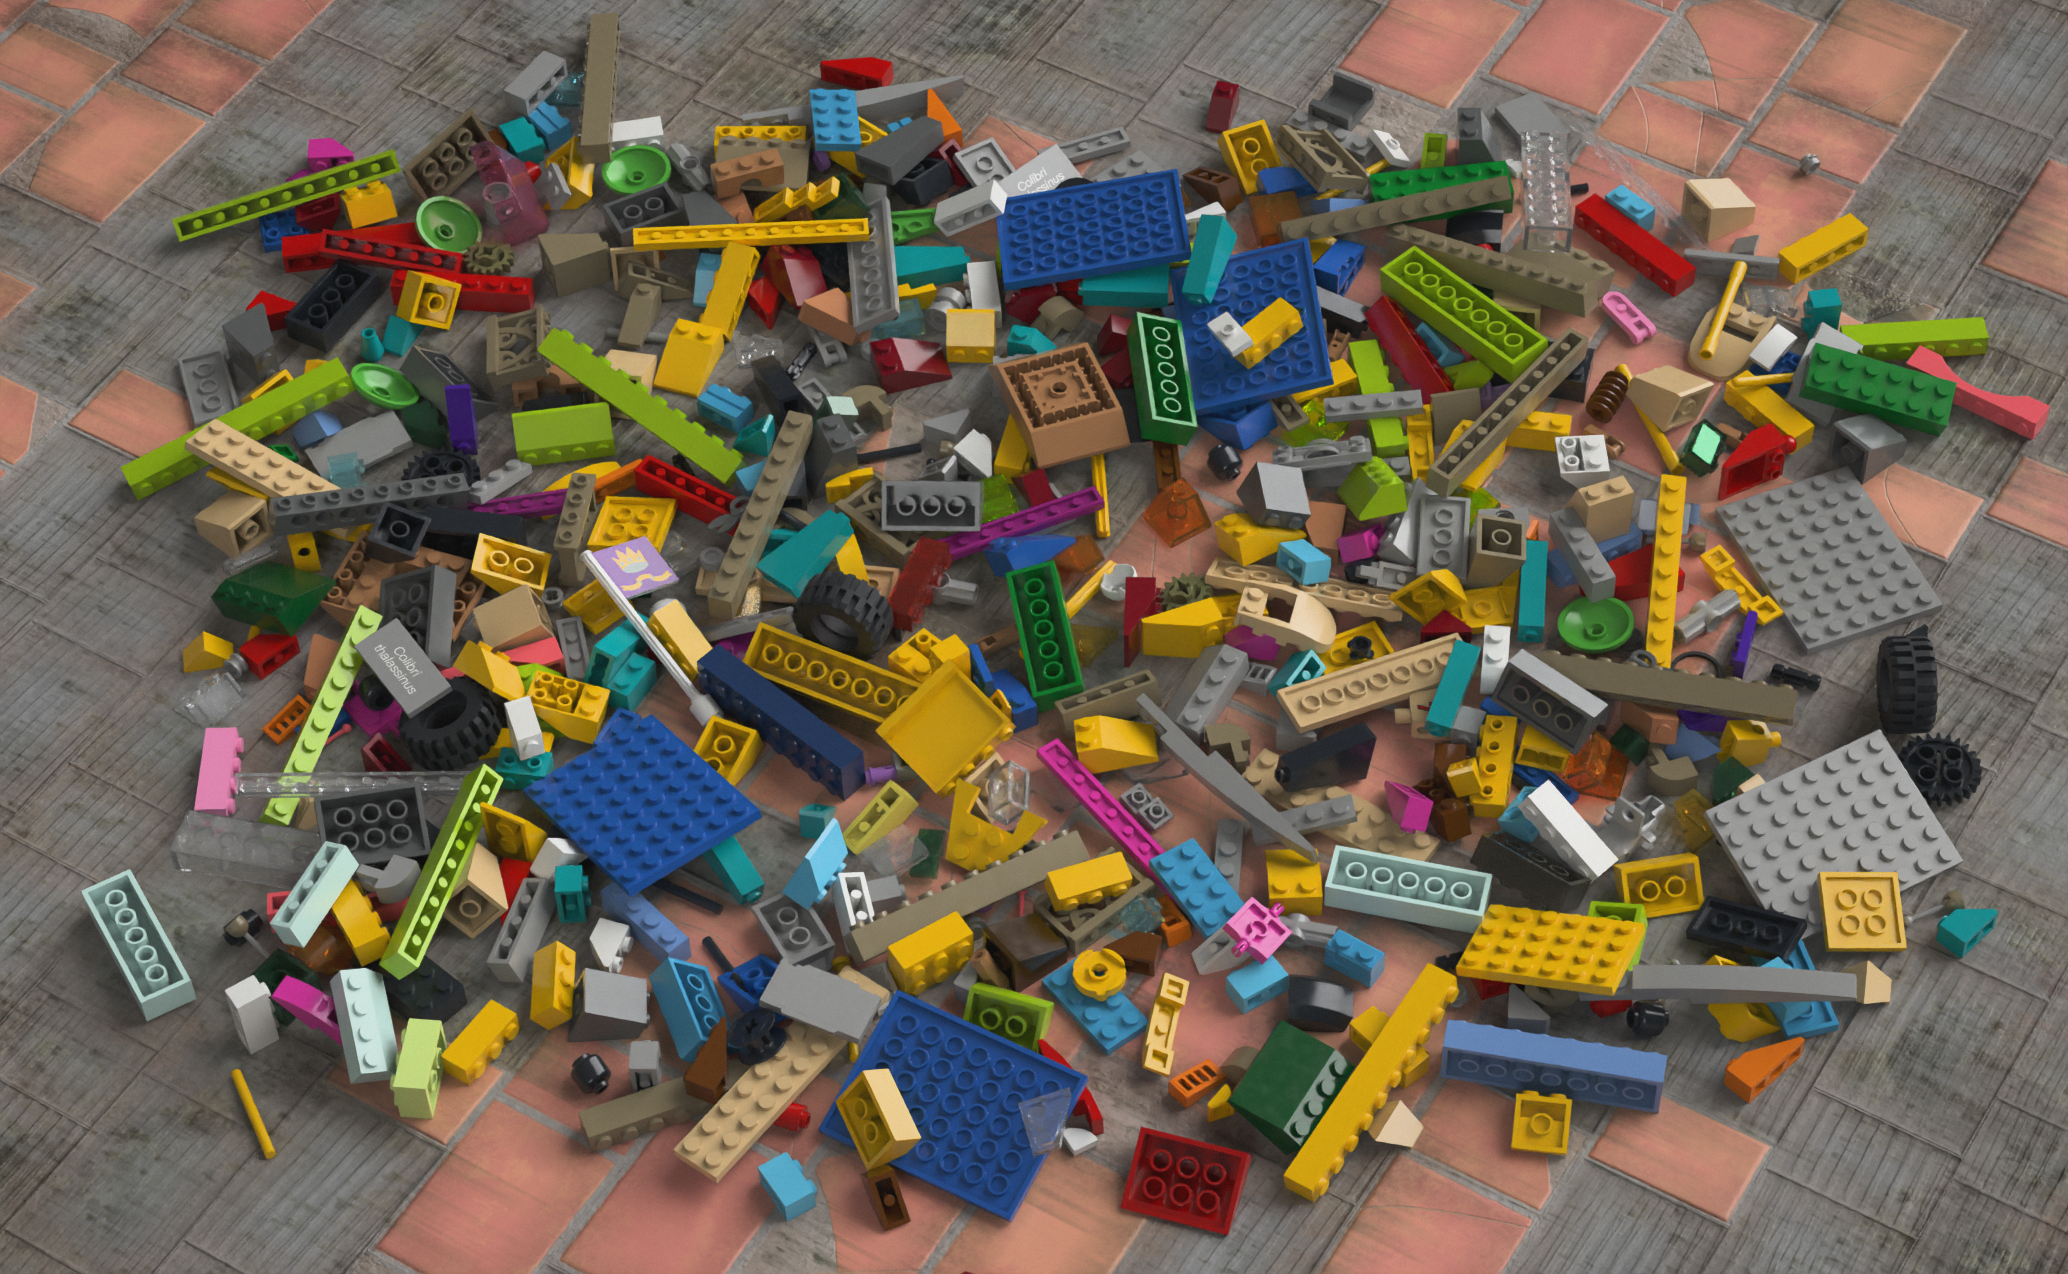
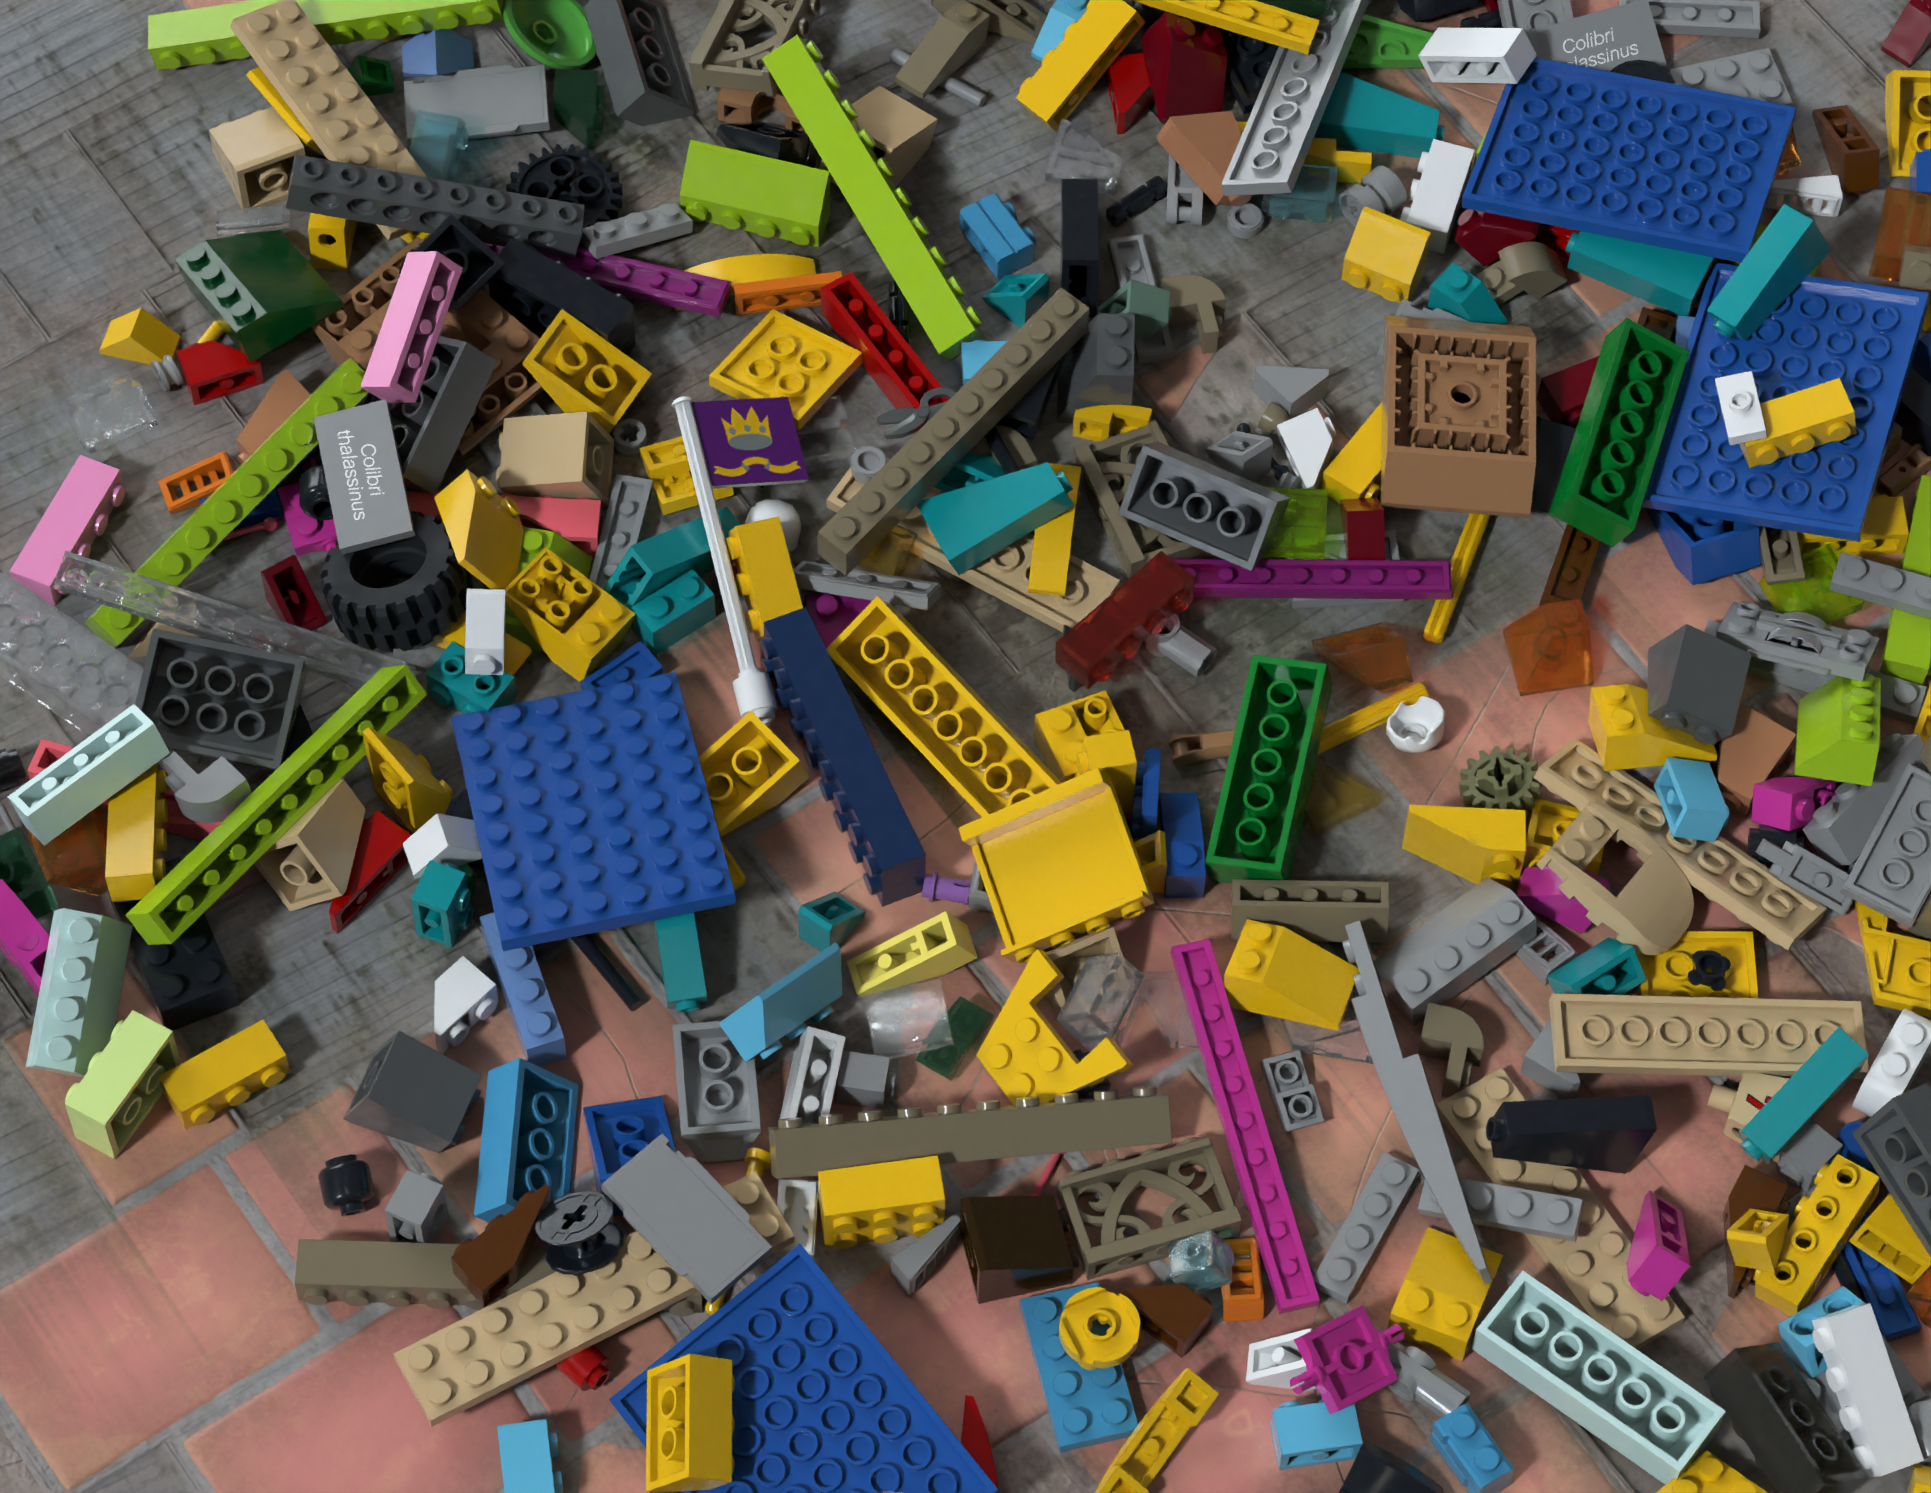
camera: 20 degrees right, 10 degrees up
(392, 571) = (411, 327): none -> bright pink brick
(461, 419) = (625, 121): dark purple slope -> none
(522, 930) = (352, 931): light grey brick -> none
(552, 985) = (356, 1030): yellow brick -> none
(575, 528) = (702, 343): dark tan fence -> none
(689, 357) = (983, 138): yellow slope -> none
(722, 961) = (603, 1086): black bar -> none
(843, 615) = (996, 633): black tyre -> none
(889, 453) = (1187, 391): black bar -> none
(907, 363) = (1283, 263): dark red slope -> none
(976, 925) = (963, 1180): dark grey plate -> none
(988, 969) = (949, 1260): medium nougat bar -> none
(1009, 1014) = (943, 1340): lime slope -> none
(1024, 551) = (1305, 626): blue slope -> none
(1088, 882) = (1147, 1183): yellow brick -> none
(1113, 335) = (1588, 330): dark red slope -> none
(1140, 603) = (1424, 778): dark red slope -> none
(1197, 886) = (1300, 1251): dark azure plate -> none
(1225, 462) = (1656, 594): black head -> none
(1430, 595) = (1847, 932): yellow slope -> none
(1444, 625) = (1847, 983): dark red slope -> none
(1447, 814) = (1711, 1274): reddish brown slope -> none

